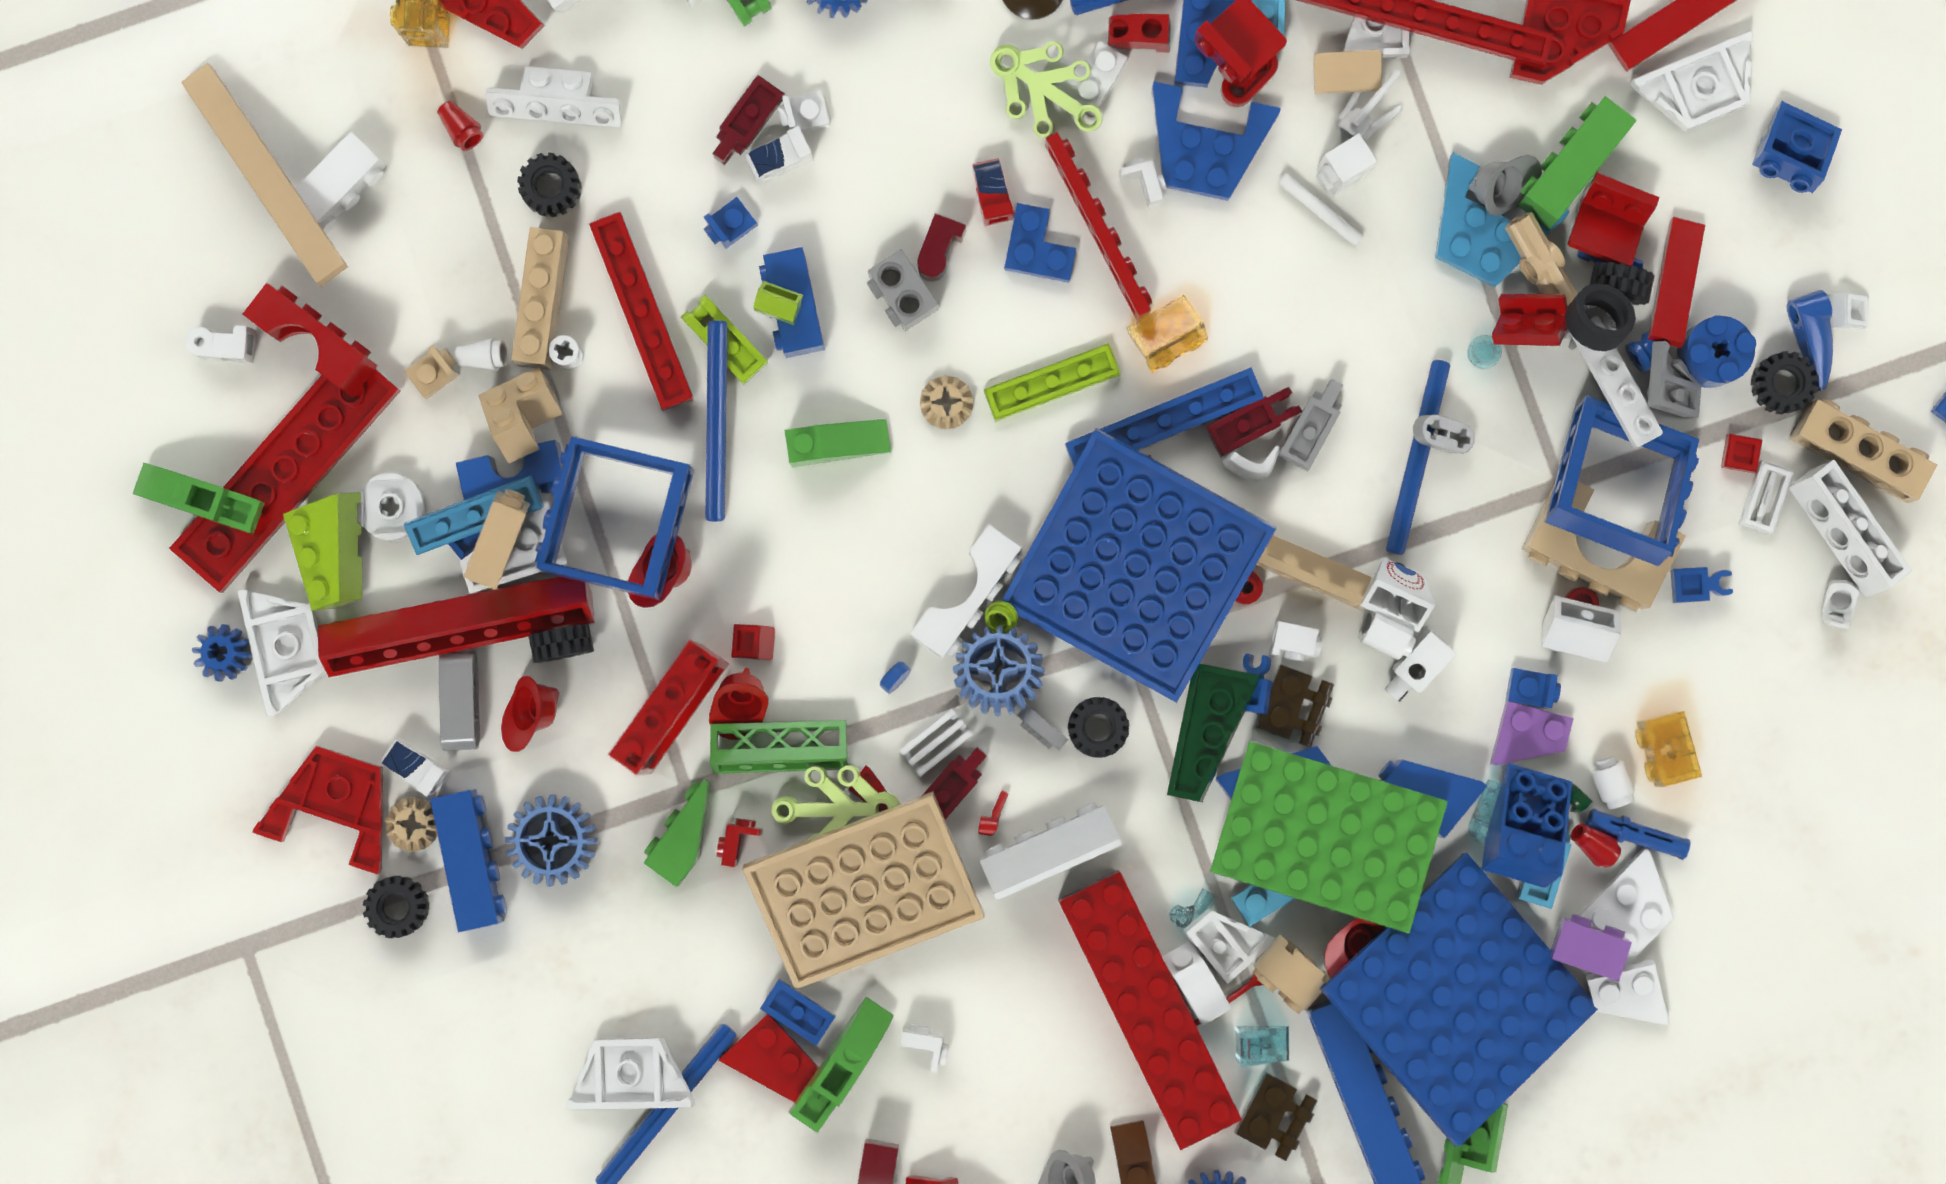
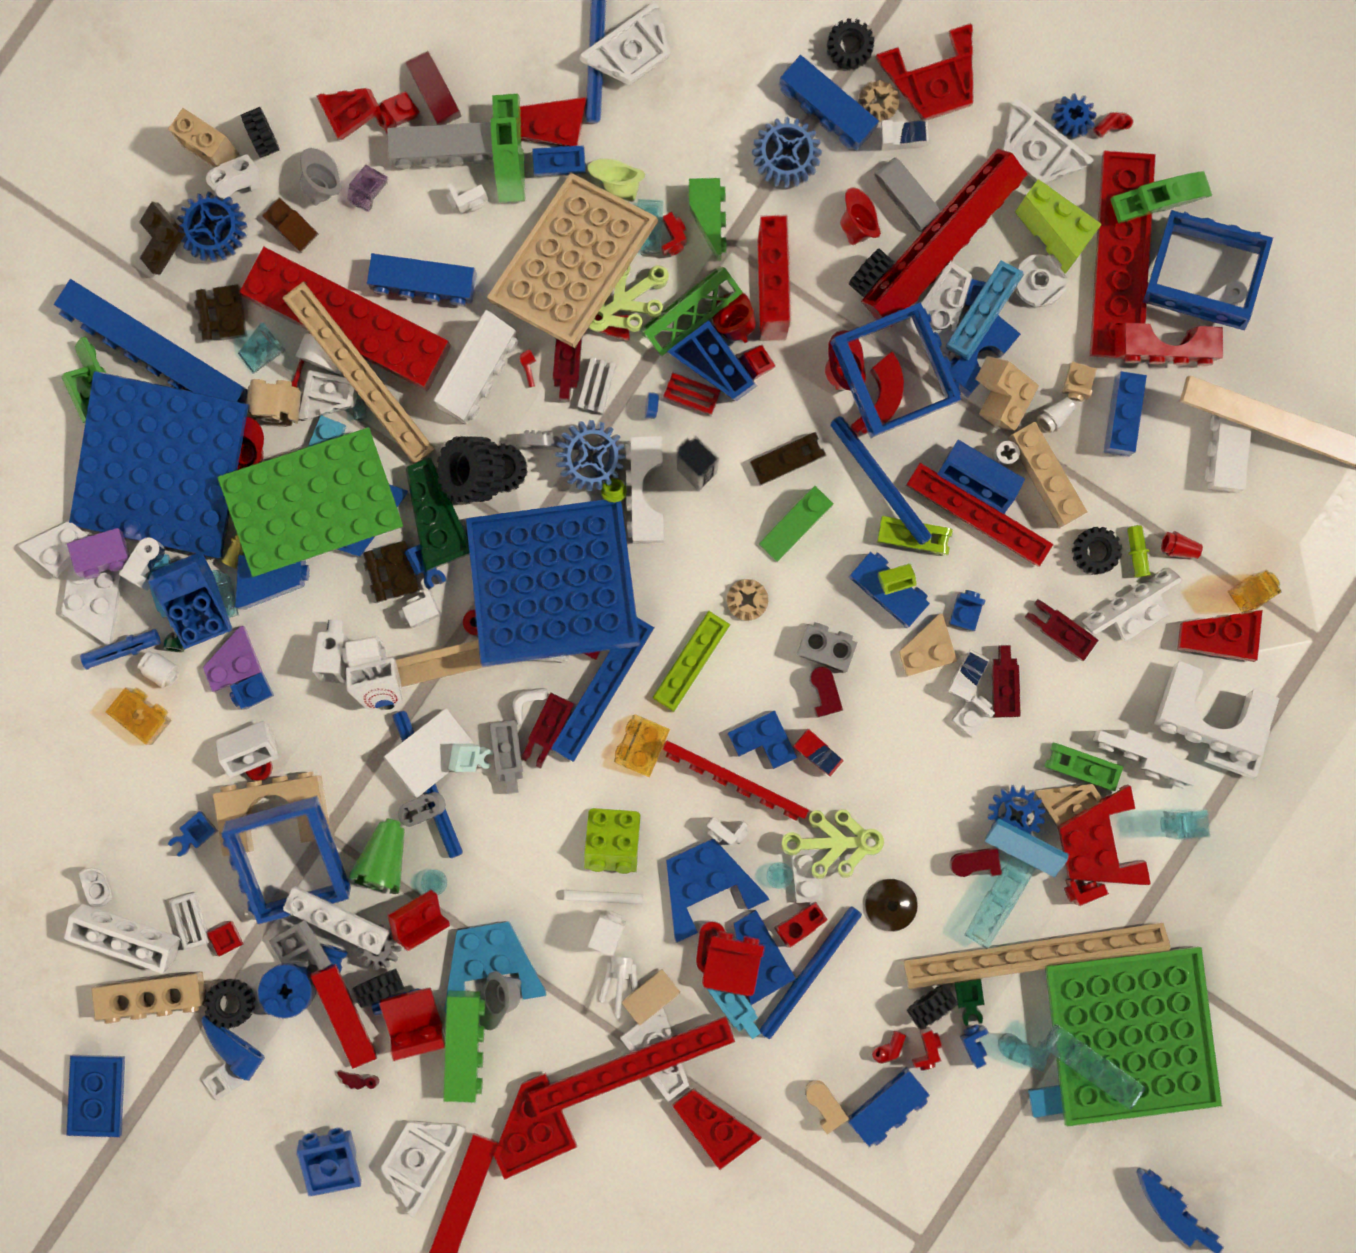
camera: 145 degrees right, 0 degrees up
(184, 617) = (1115, 121): none -> red arm
(252, 354) = (1198, 305): none -> blue window
(411, 302) = (1125, 413): none -> blue brick
(497, 539) = (957, 301): tan window -> none
(507, 152) = (1138, 551): none -> lime axle
(609, 347) = (981, 476): none -> blue brick
(635, 506) = (890, 386): none -> red arch
(646, 127) = (1063, 631): none -> dark red hinge
(736, 881) = (653, 242): none -> clear light blue plate
(749, 947) = (617, 177): none -> yellowish green piece
(794, 671) = (714, 360): none -> blue wedge
(796, 517) = (787, 459): none -> dark brown plate
(798, 214) = (928, 648): none -> tan wing
(828, 635) = (671, 386): none -> red tile
(896, 572) = (696, 462): none -> black brick
(910, 1124) = (440, 144): none -> light grey brick
(1023, 1136) = (366, 187): none -> clear purple bracket
(1036, 993) = (421, 278): none -> blue brick
(1124, 98) = (779, 875): none -> clear light blue plate
(1135, 746) = (470, 469): none -> black tyre
(1179, 938) = (358, 373): none -> tan tile
(1269, 259) = (612, 840): none -> lime bracket
(1357, 451) = (467, 757): none -> light aqua plate
(1392, 484) = (427, 753): none -> white tile
(1447, 847) = (233, 553): none -> light yellow pin
(1521, 413) = (381, 859): none -> bright green cone
(1541, 259) = (440, 966): tan piece -> none
(1552, 906) = (142, 561): none -> white leg
(1596, 845) = (140, 622): red cone -> none
(1611, 301) = (374, 969): black tyre -> none
(1709, 209) = (357, 1081): none -> dark red piece

